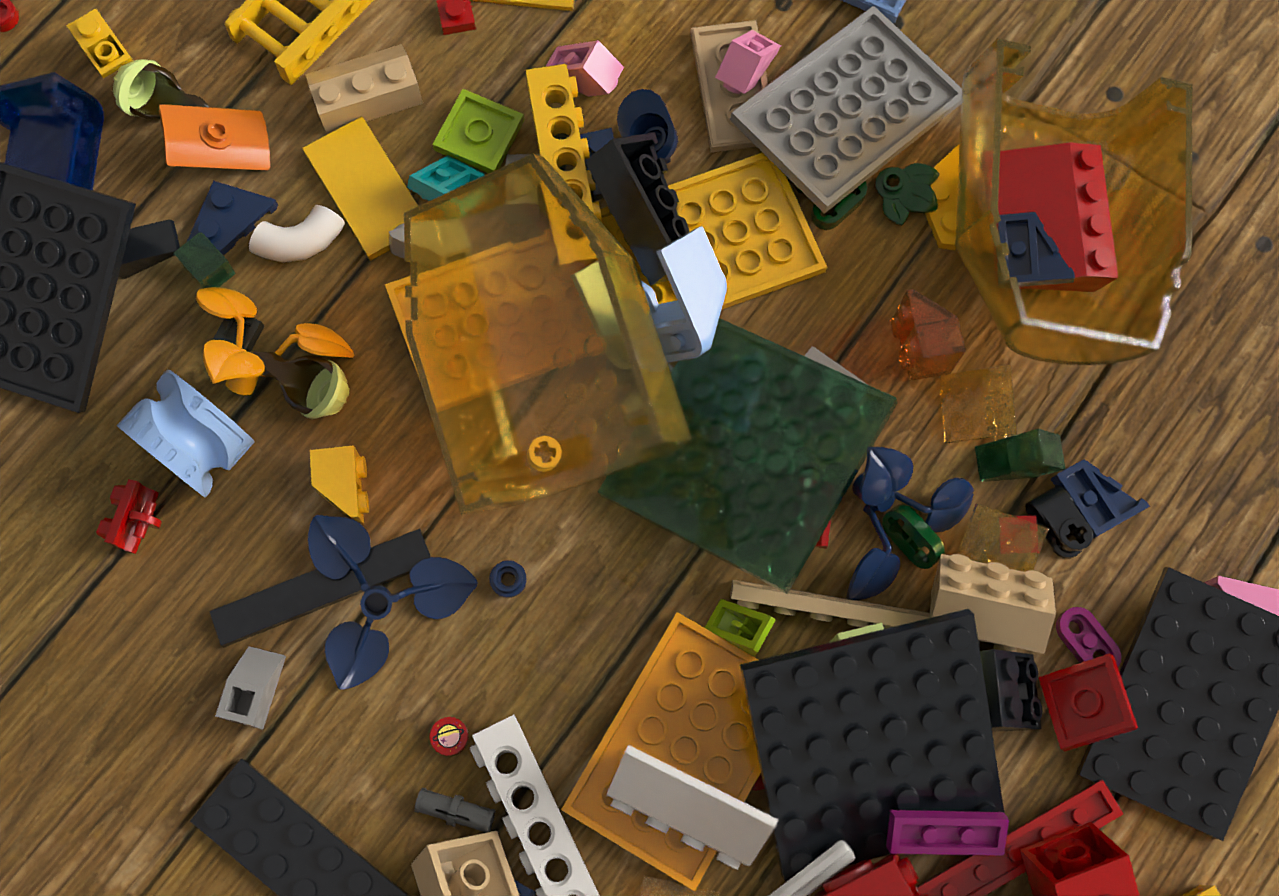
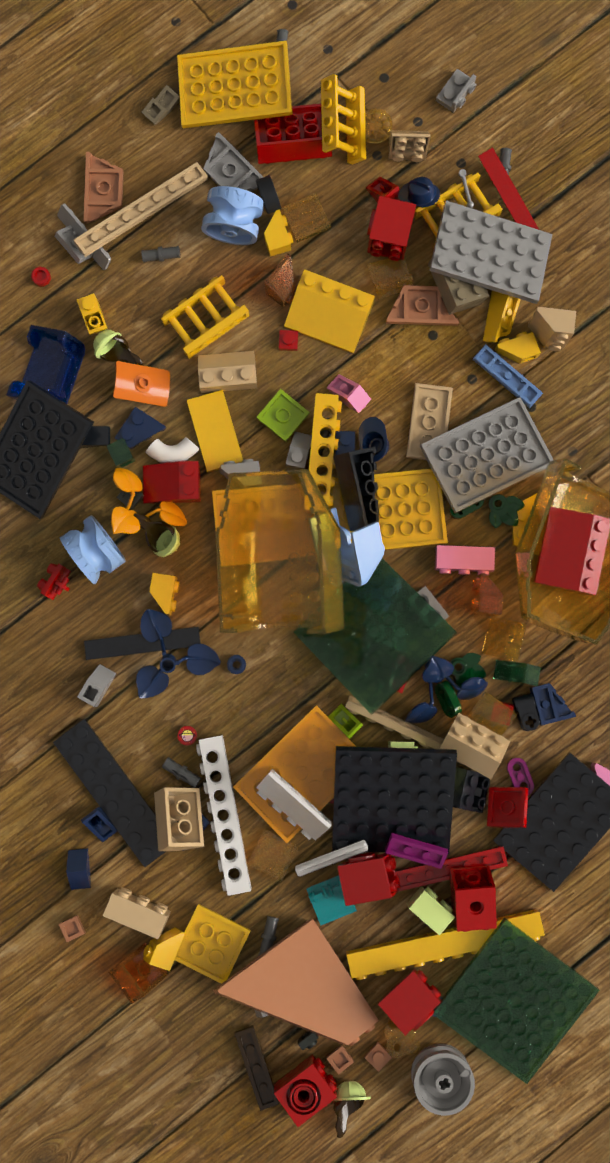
camera: 20 degrees right, 10 degrees up
(310, 288) = (172, 482): none -> red slope
(441, 178) = (258, 439): teal plate -> none
(551, 446) = (265, 611): yellow bush -> none
(746, 61) = (439, 414): bright pink slope -> none
(863, 287) = (464, 559): none -> bright pink brick
(932, 471) = (469, 669): none -> dark green plate
(1033, 254) = (551, 570): dark blue wing -> none

